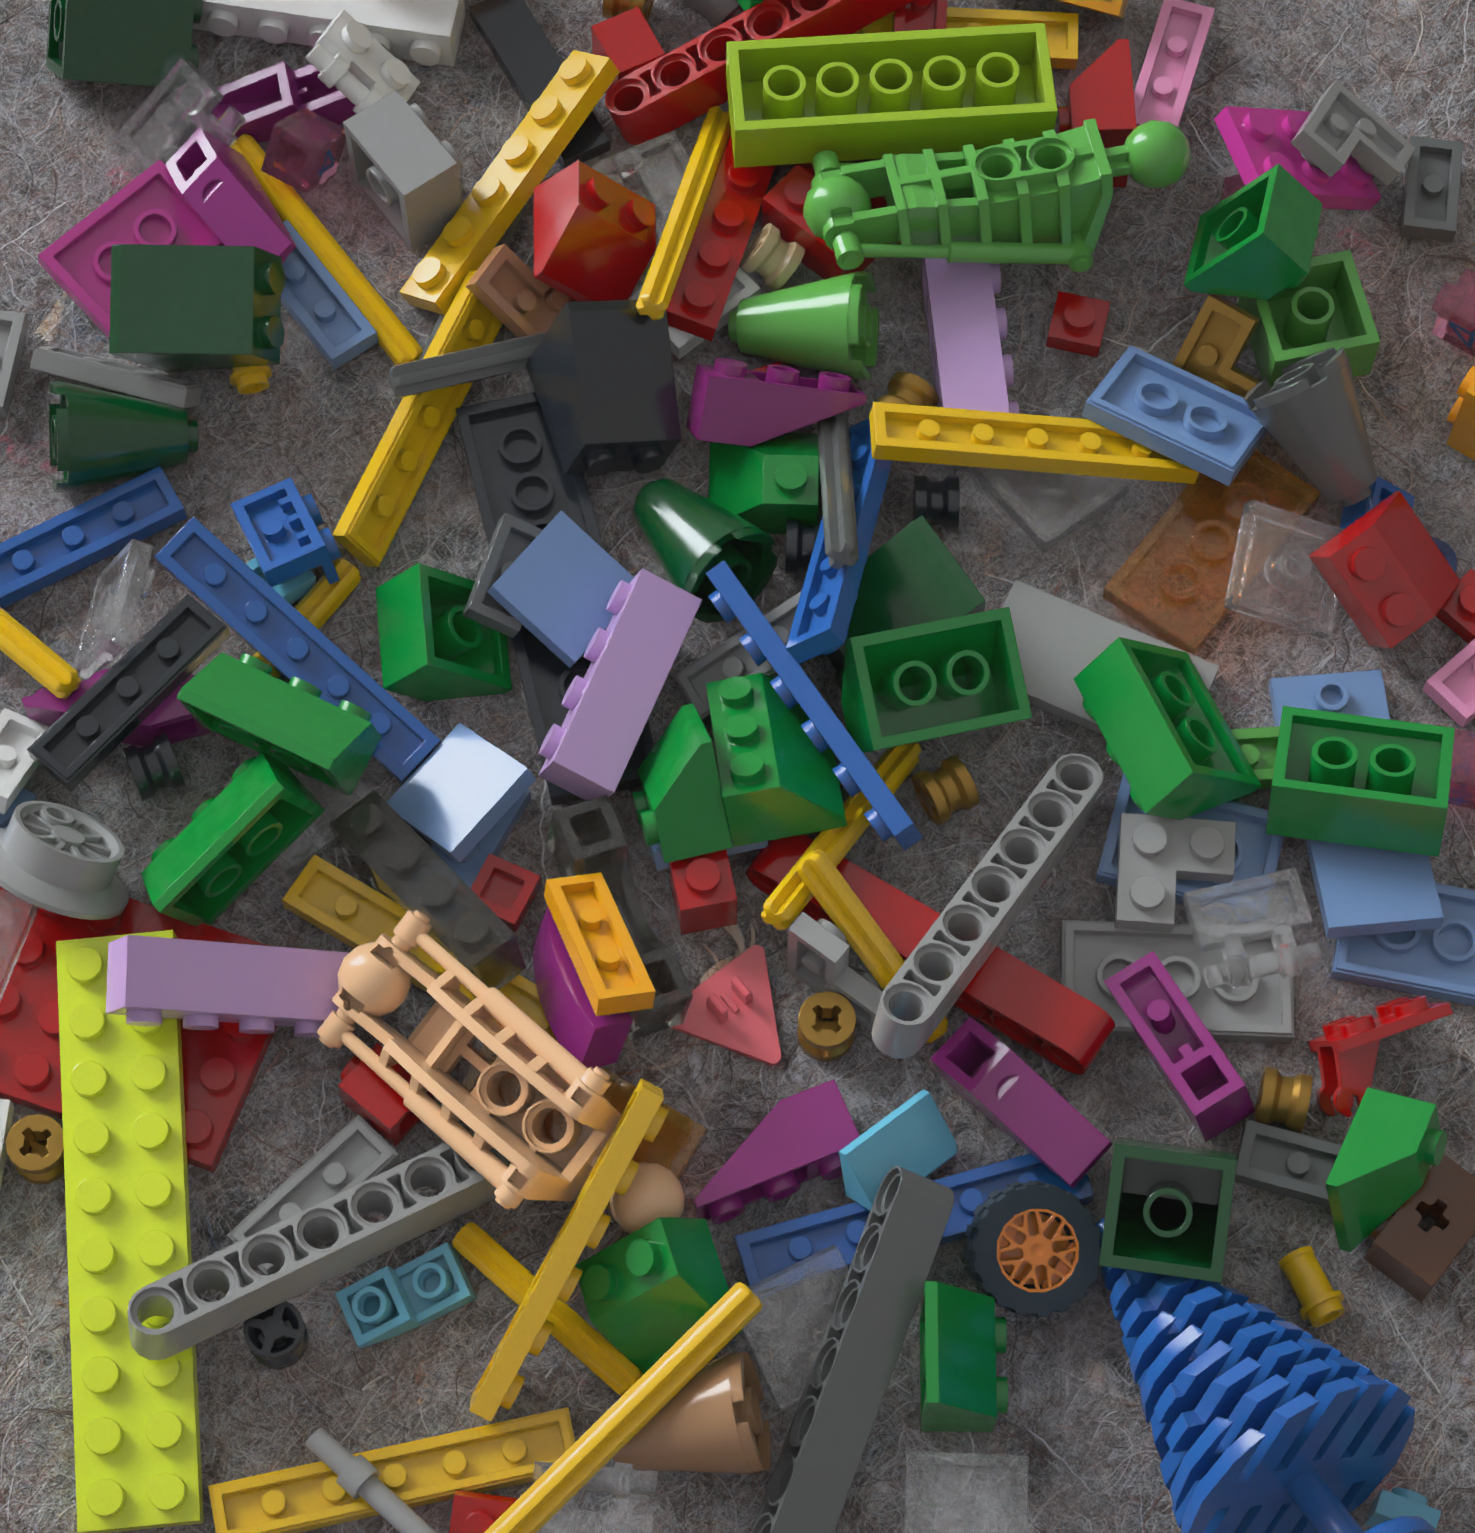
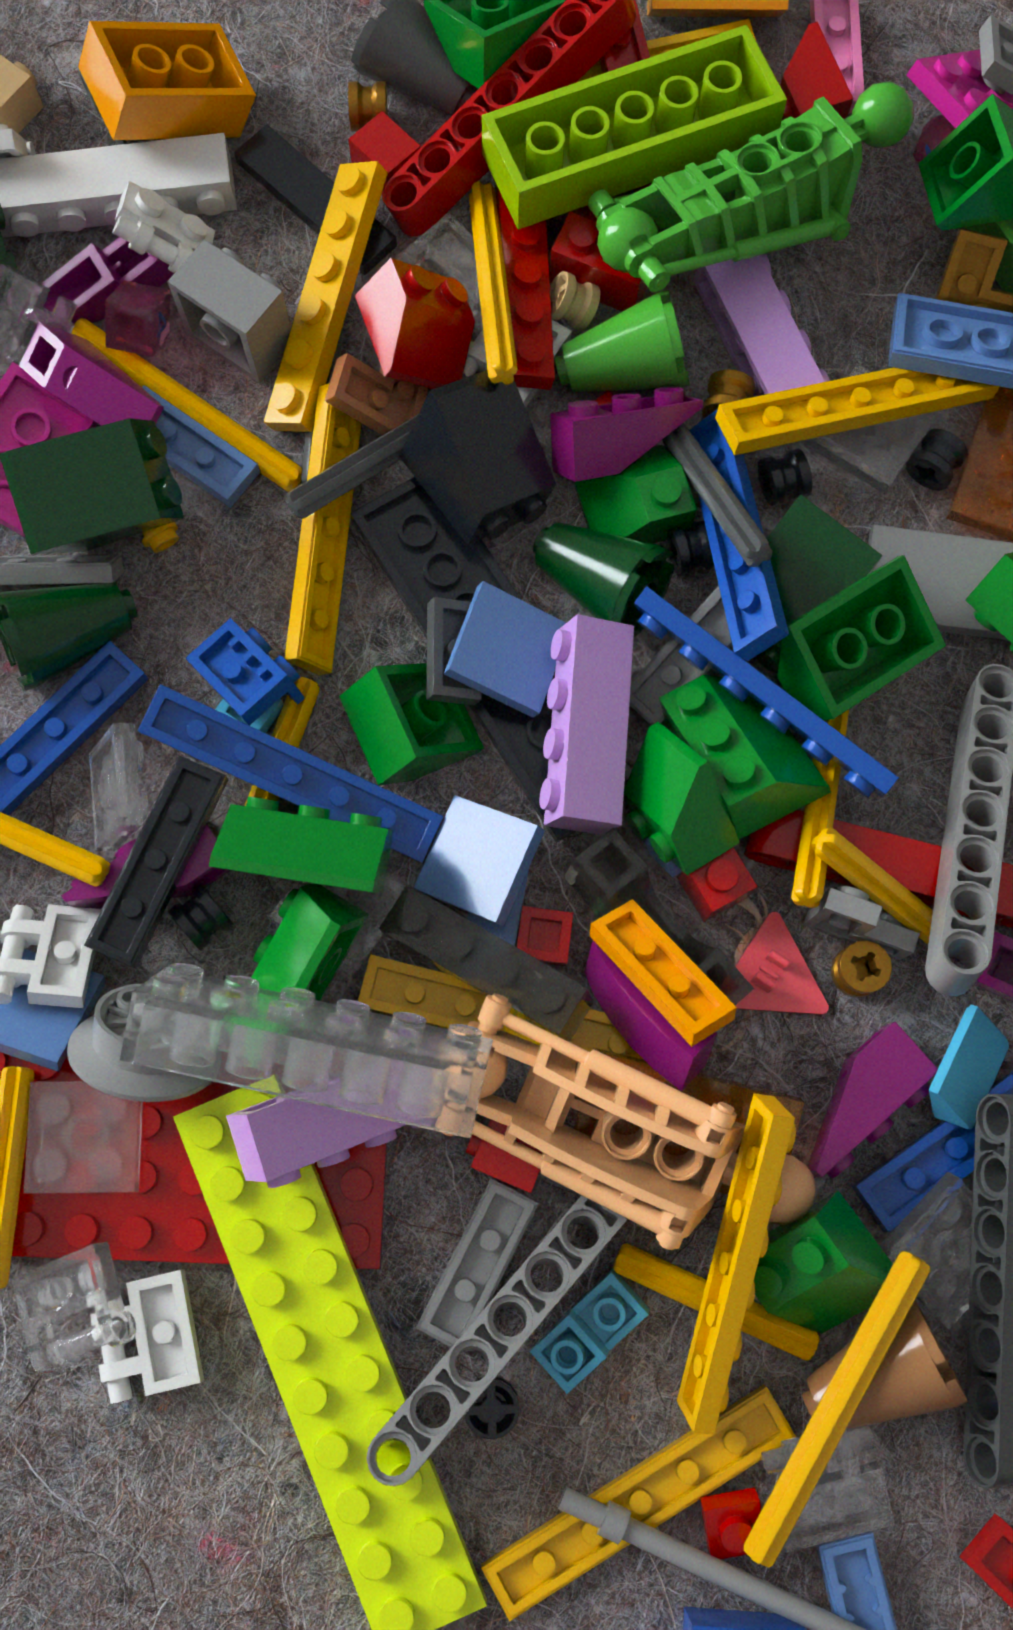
camera: 20 degrees left, 10 degrees up
(45, 1160) = (223, 1302): pearl gold wheel -> none
(210, 889) = (308, 1048): none -> clear brick
(945, 790) = (885, 727): pearl gold wheel -> none
(1078, 324) = (840, 287): red plate -> none
(1110, 531) = (937, 458): none -> black wheel

